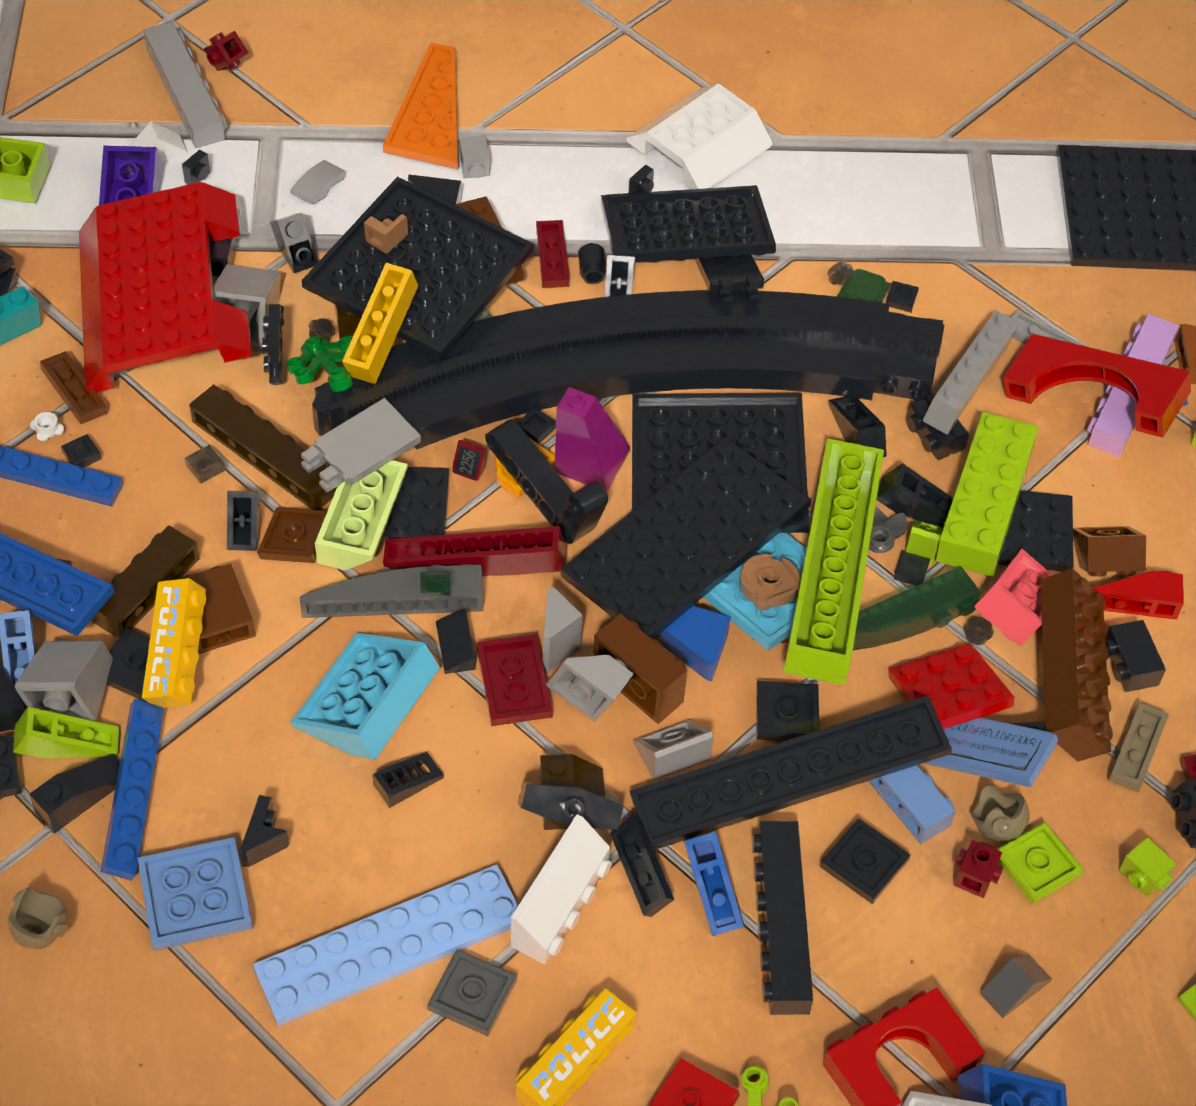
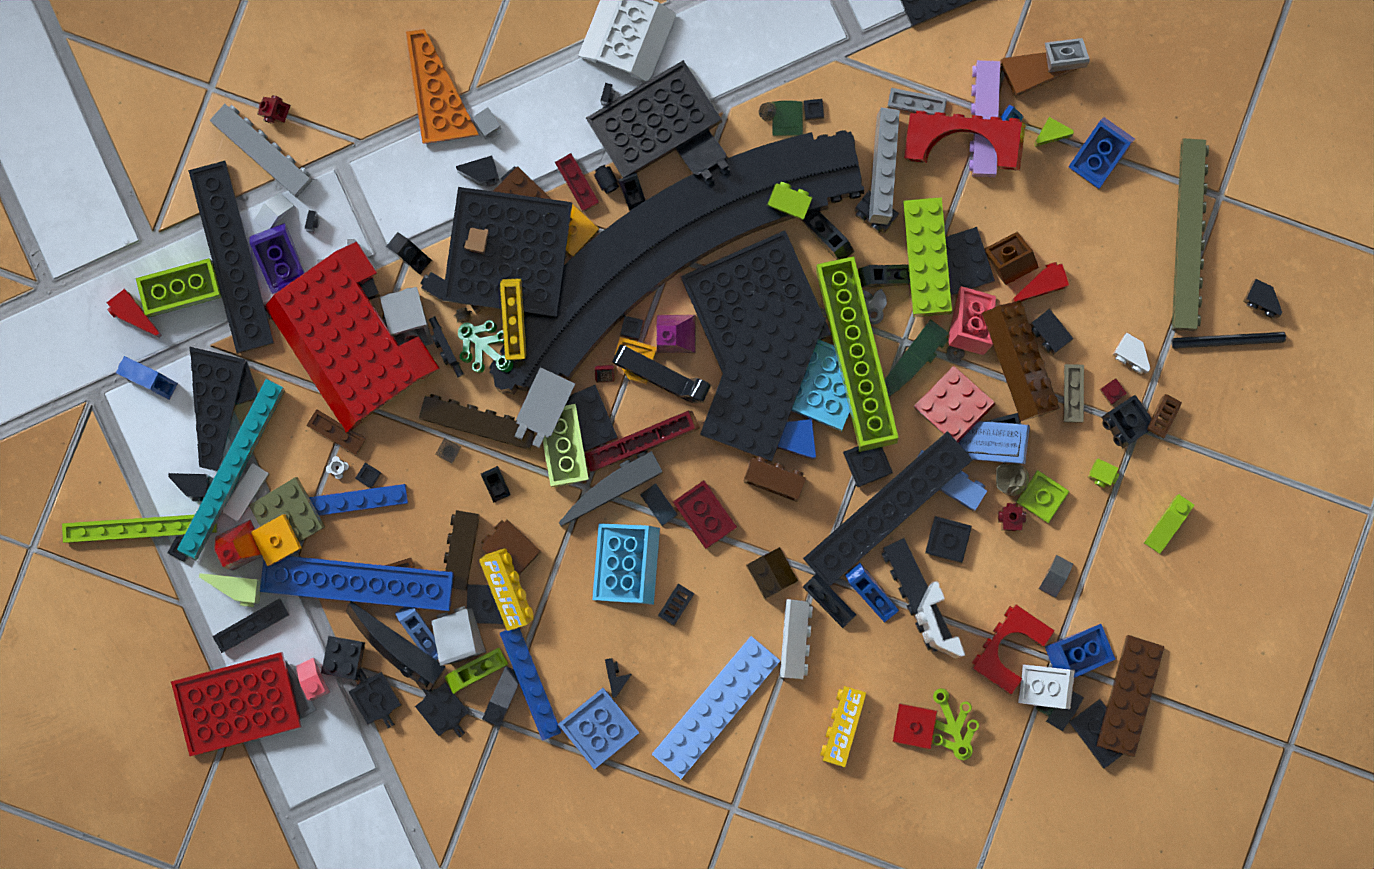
camera: 20 degrees left, 30 degrees up
(36, 918) = (527, 784): dark tan cap -> none
(72, 170) = (231, 257): none -> black plate
(292, 535) = (529, 476): reddish brown plate -> none
(305, 299) = (433, 285): none -> black brick
(316, 181) = (395, 193): light grey slope -> none
(436, 583) = (633, 478): clear green slope -> none
(472, 992) = (772, 714): dark grey tile -> none
(519, 296) = (580, 231): none -> light orange plate
(561, 630) = (717, 475): light grey slope -> none
(565, 802) = (777, 590): black piece -> none
(590, 683) = (757, 504): light grey slope -> none
(675, 748) = (812, 515): light grey slope -> none
(769, 594) = (835, 386): medium nougat plate -> none
(798, 957) = (932, 634): none -> white slope
(824, 349) = (789, 201): none -> lime brick
(911, 568) = (900, 325): black tile -> none
(924, 540) = (900, 300): lime slope -> none

